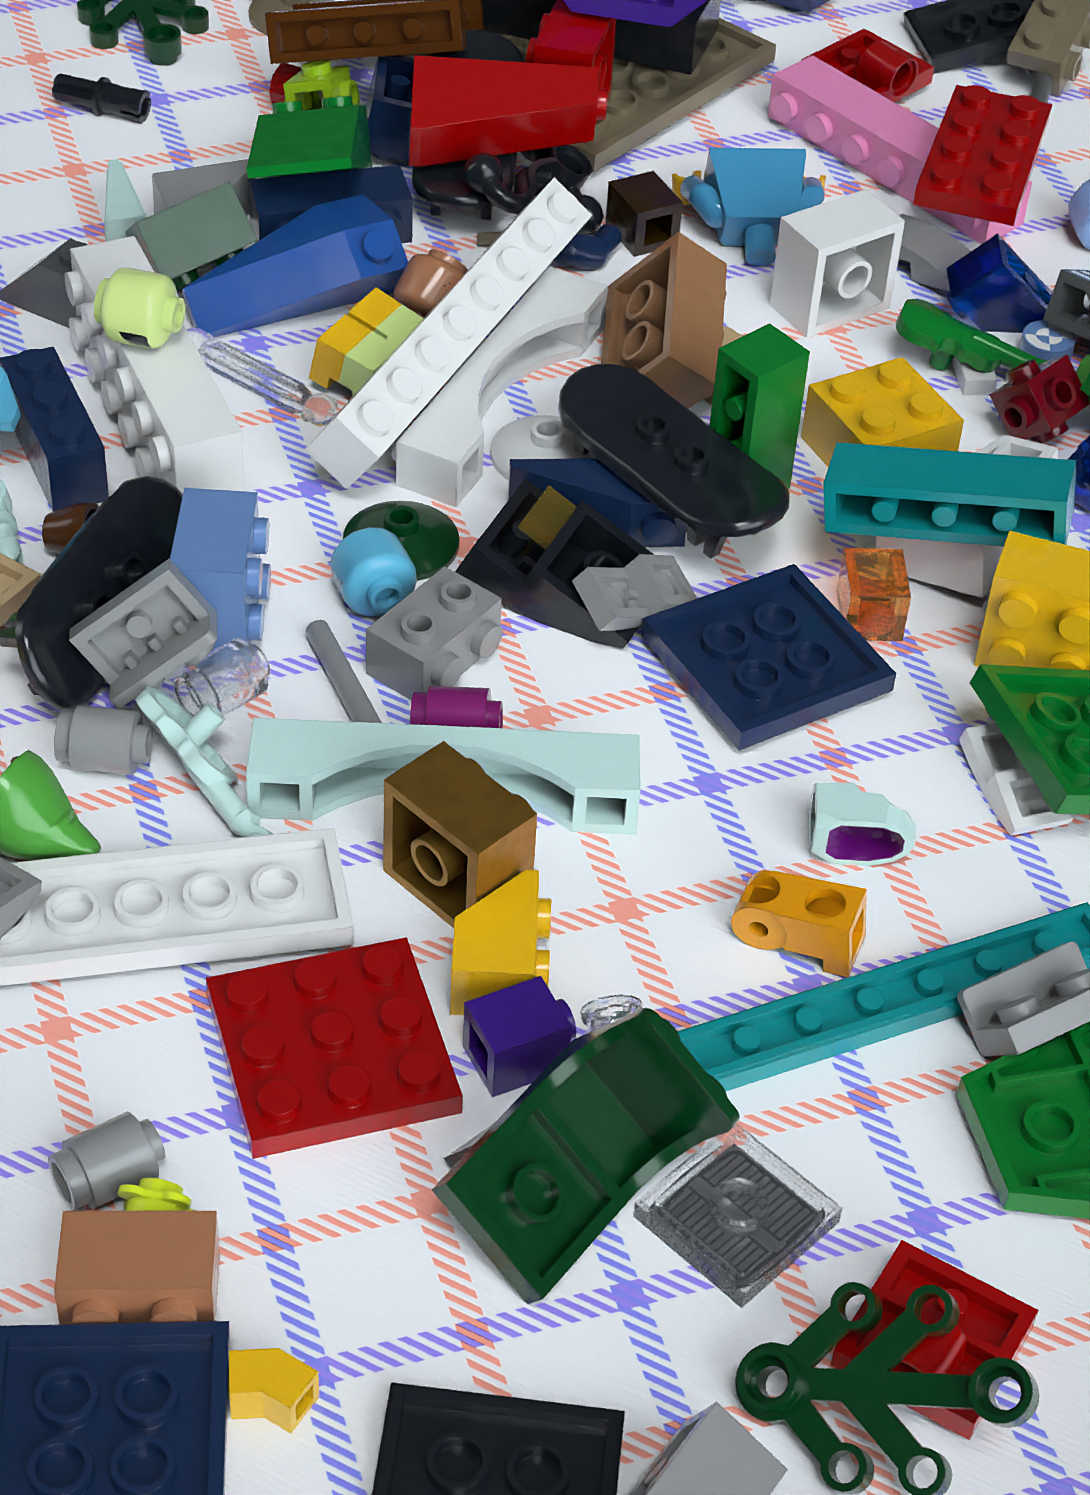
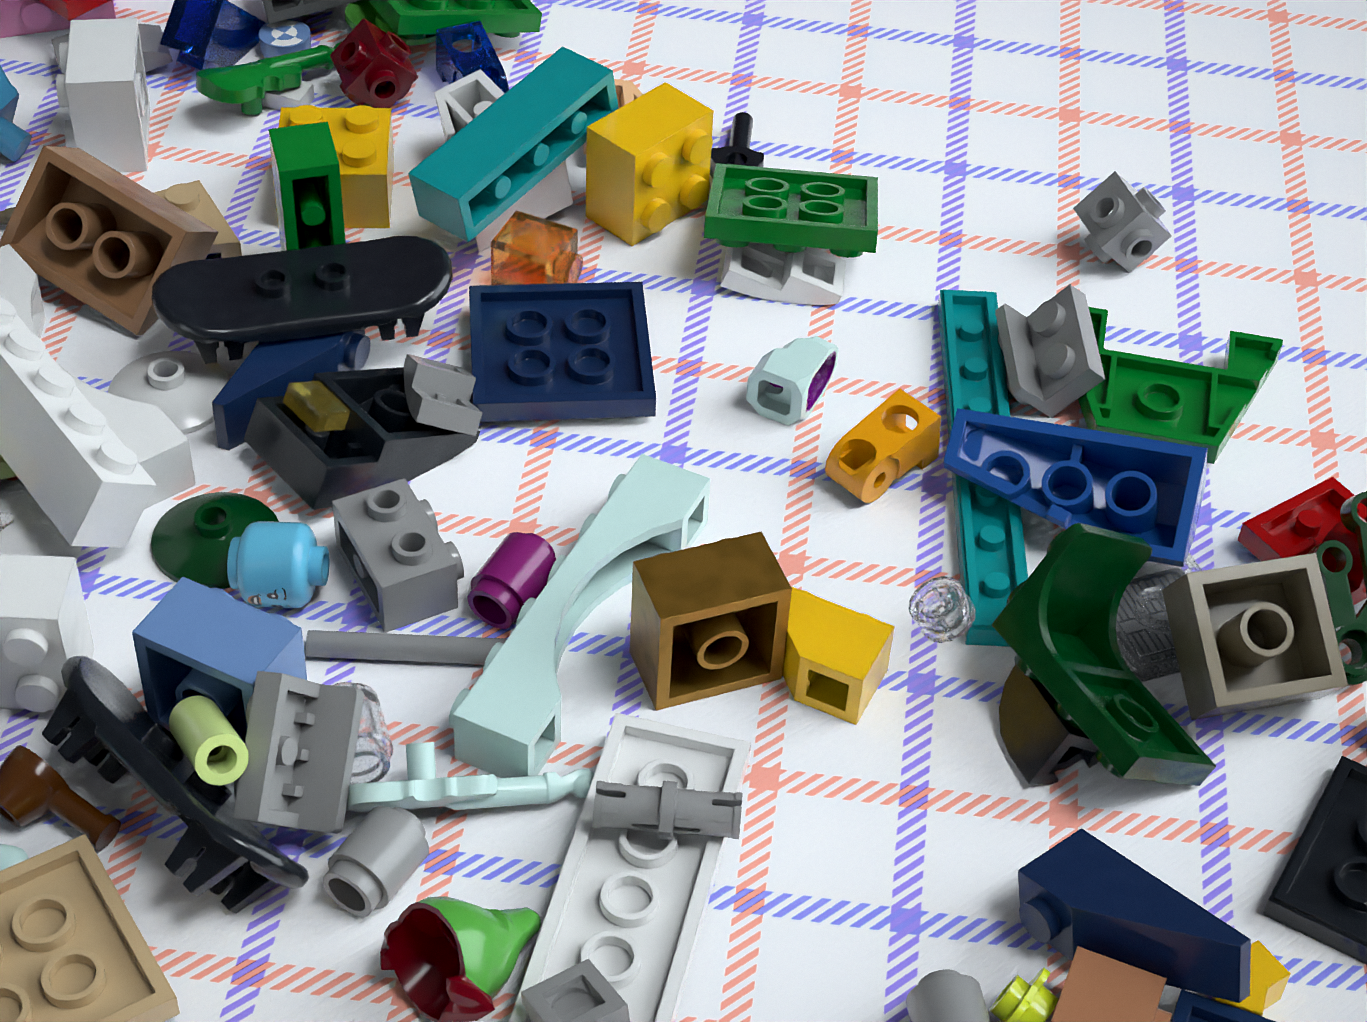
camera: 65 degrees left, 0 degrees up
(103, 578) = (208, 740): none -> yellowish green cylinder
(228, 885) = (667, 810): none -> light grey pin
(290, 1232) = (1109, 905): none -> dark blue slope
(332, 1047) = (865, 820): red plate -> none
(516, 1034) = (931, 676): dark purple brick -> none
(700, 1265) = (1254, 636): none -> dark tan brick
(846, 1105) = (1086, 477): none -> blue wedge

